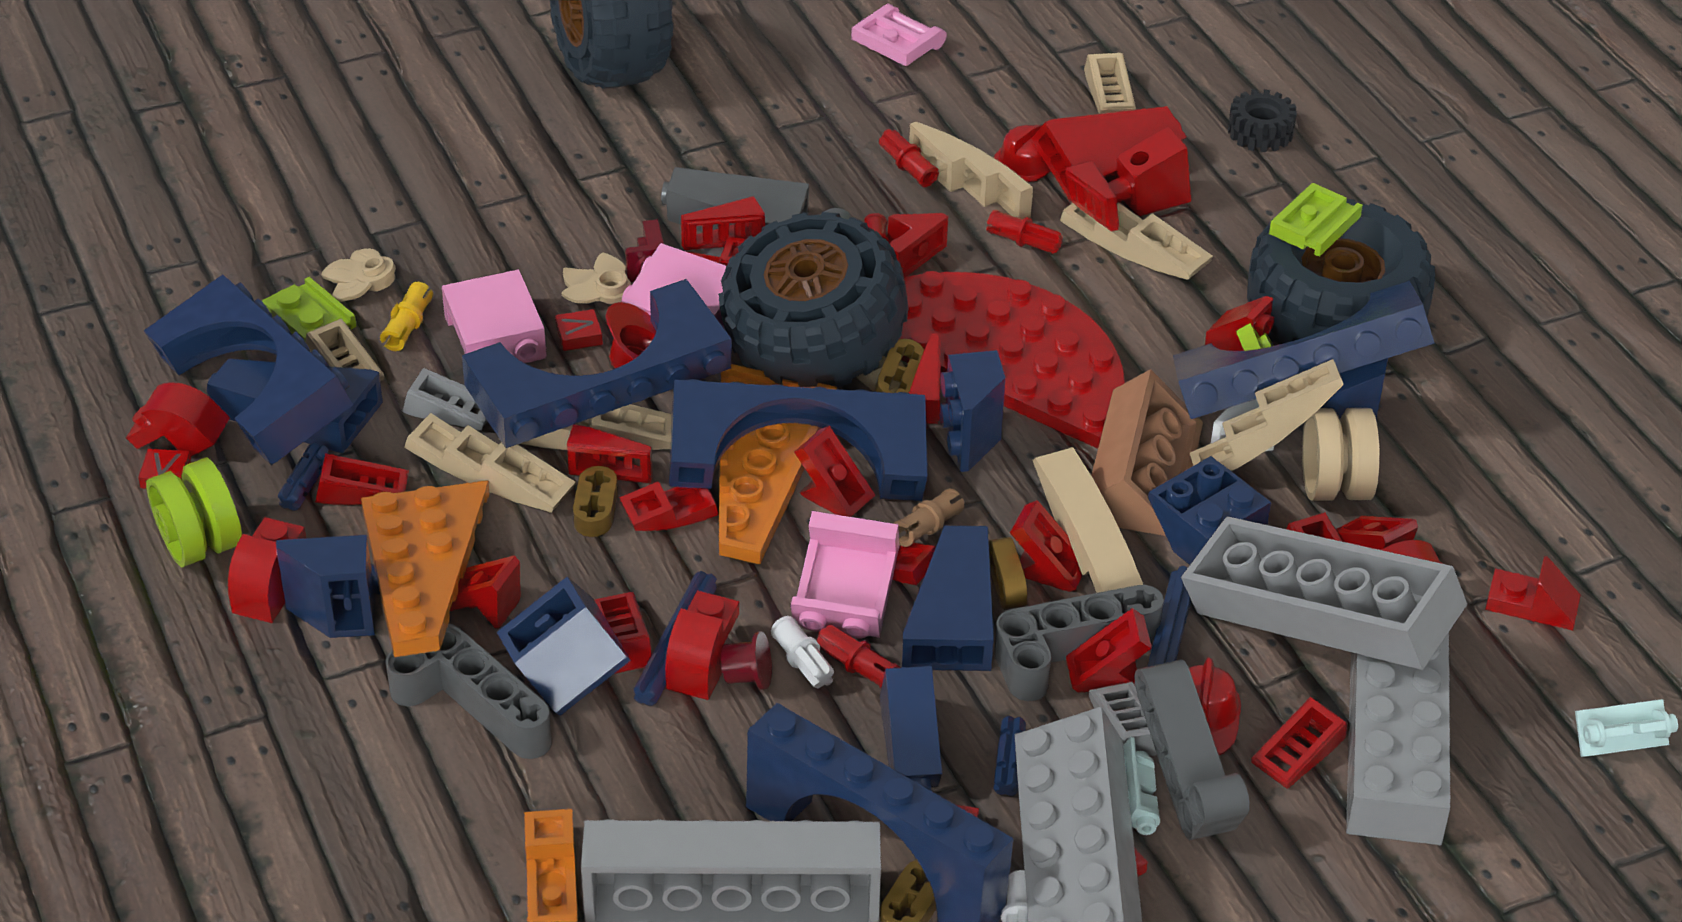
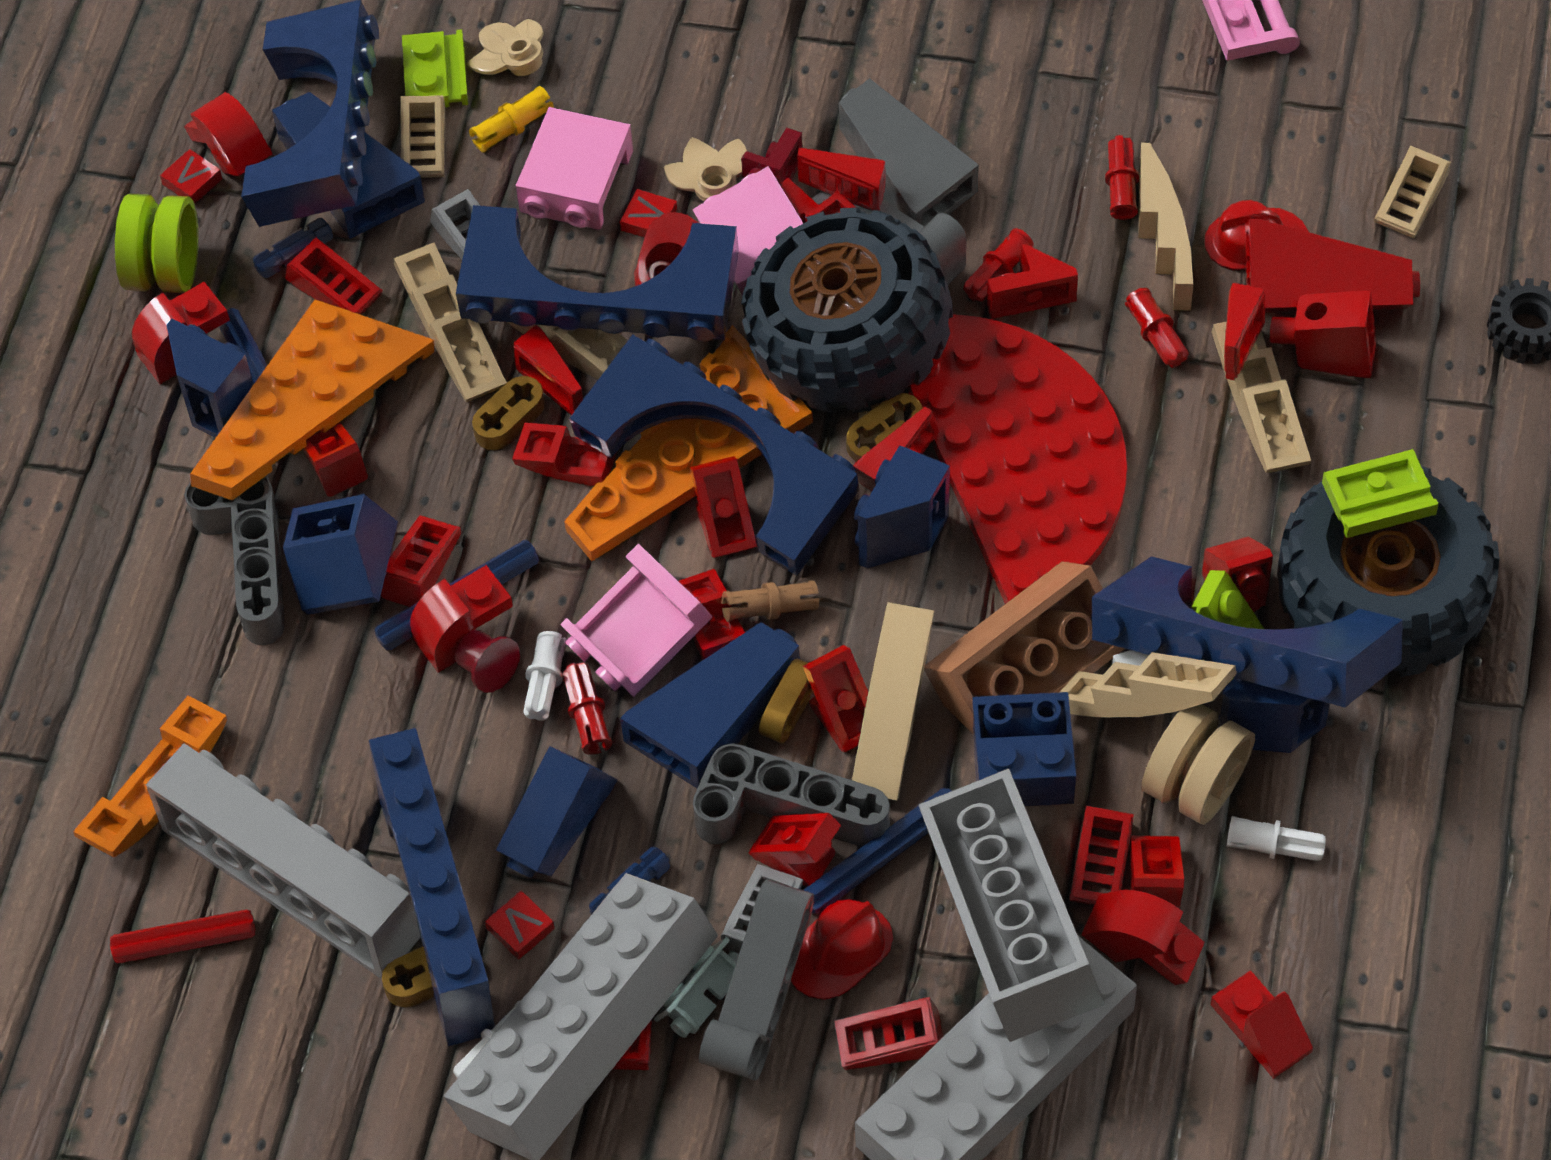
camera: 40 degrees right, 15 degrees up
(1423, 485) = (1275, 839): none -> white axle

